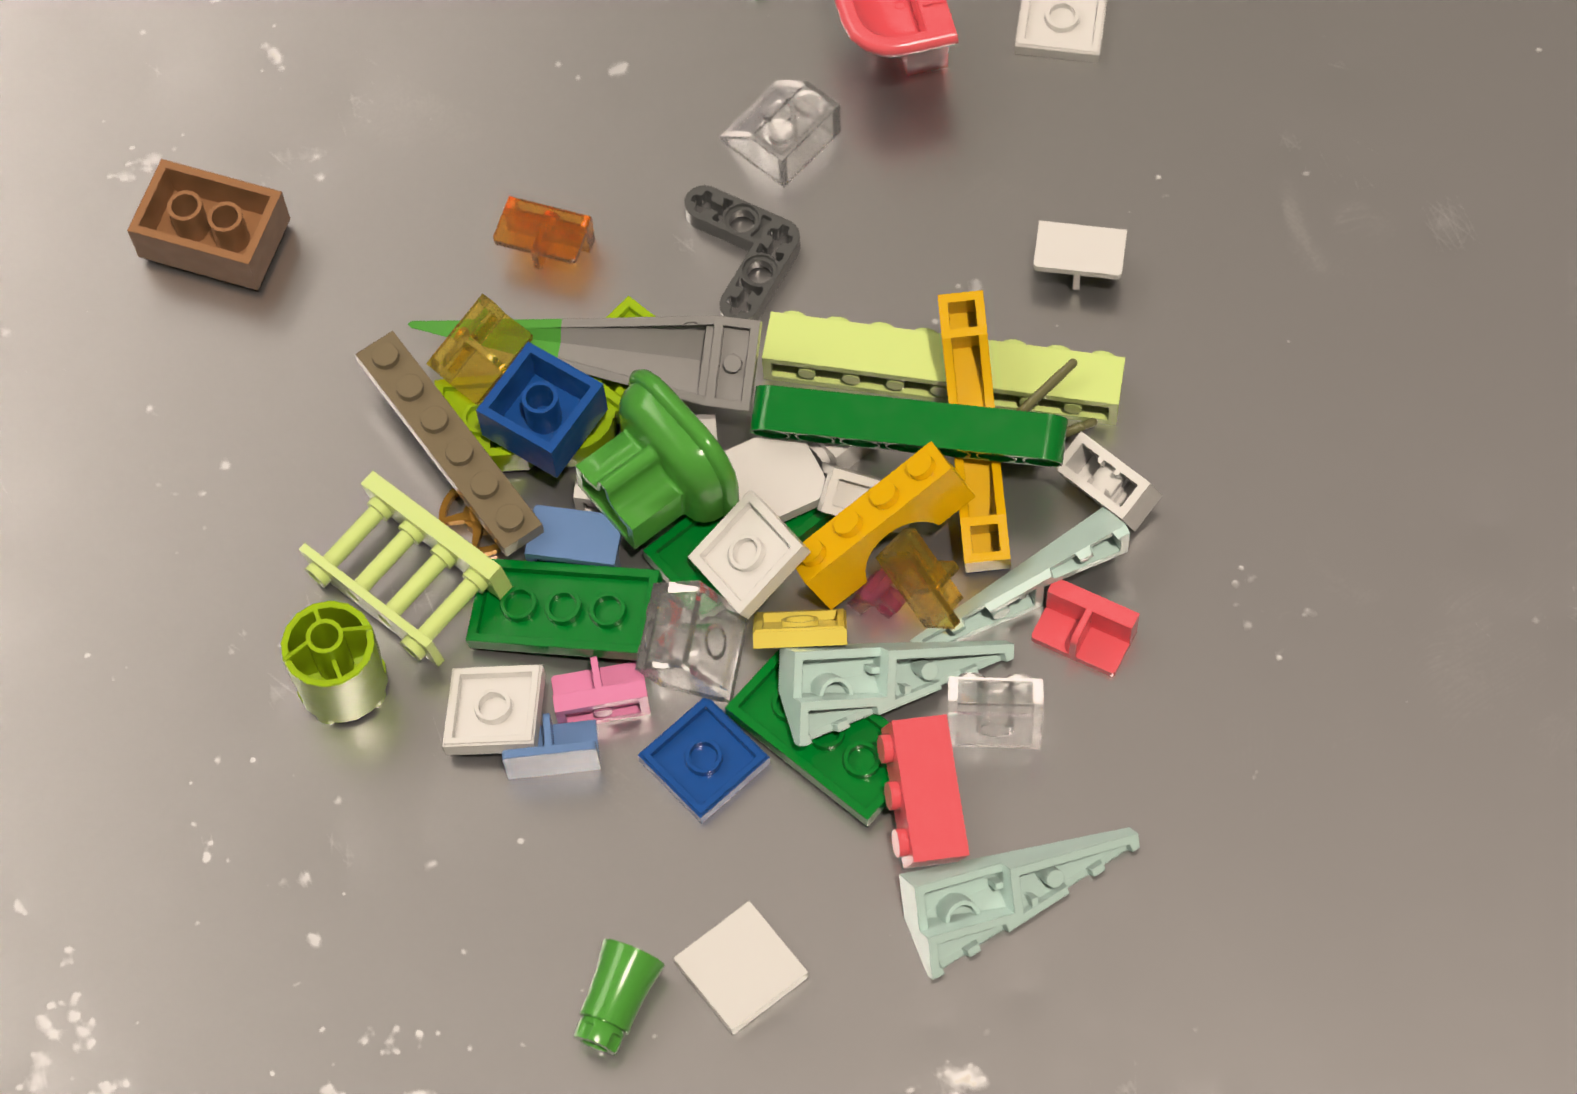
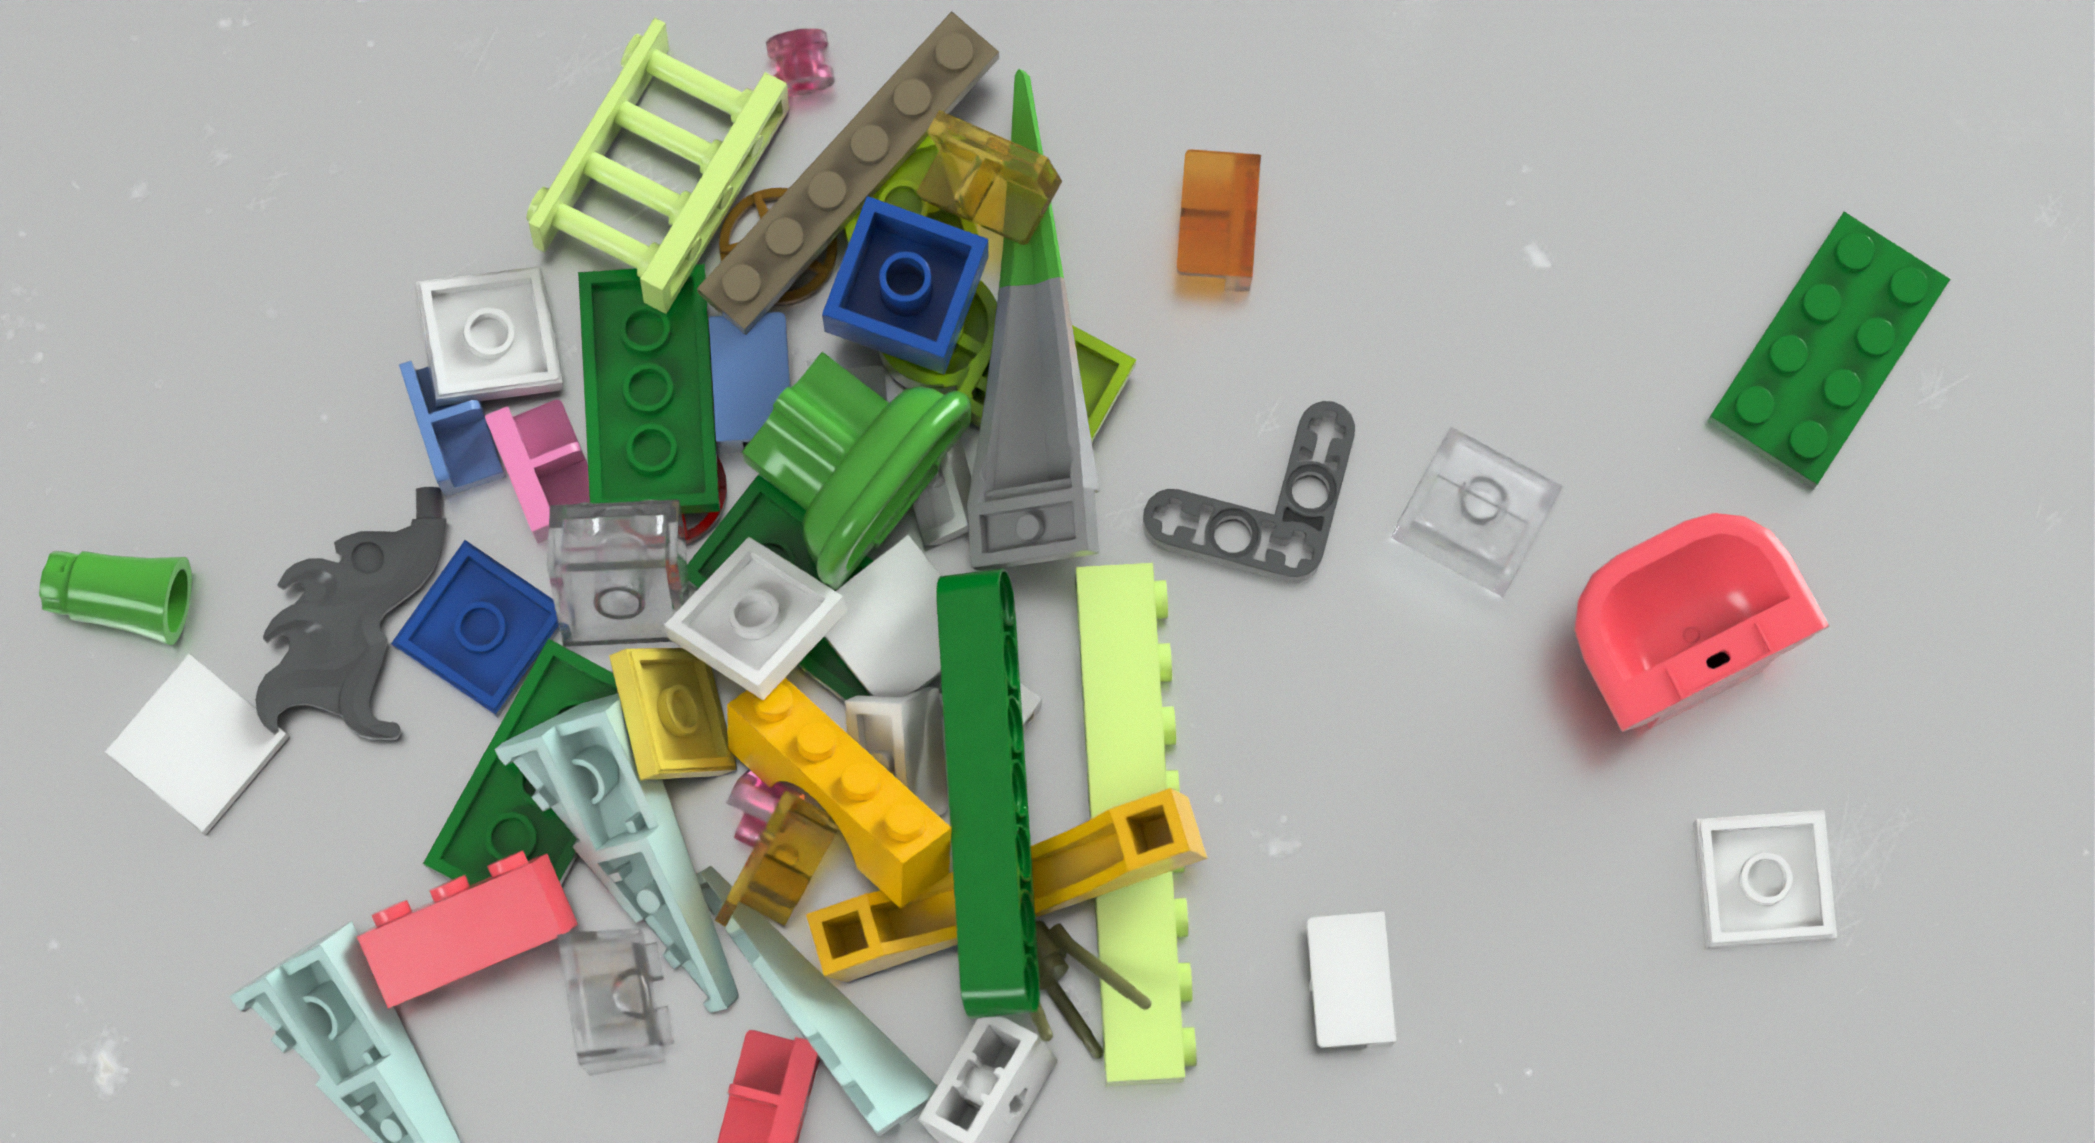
camera: 70 degrees right, 15 degrees up
(334, 662) = (493, 109): lime cylinder -> none
(353, 469) = (801, 60): none -> clear pink wheel
(677, 850) = (337, 620): none -> dark grey piece

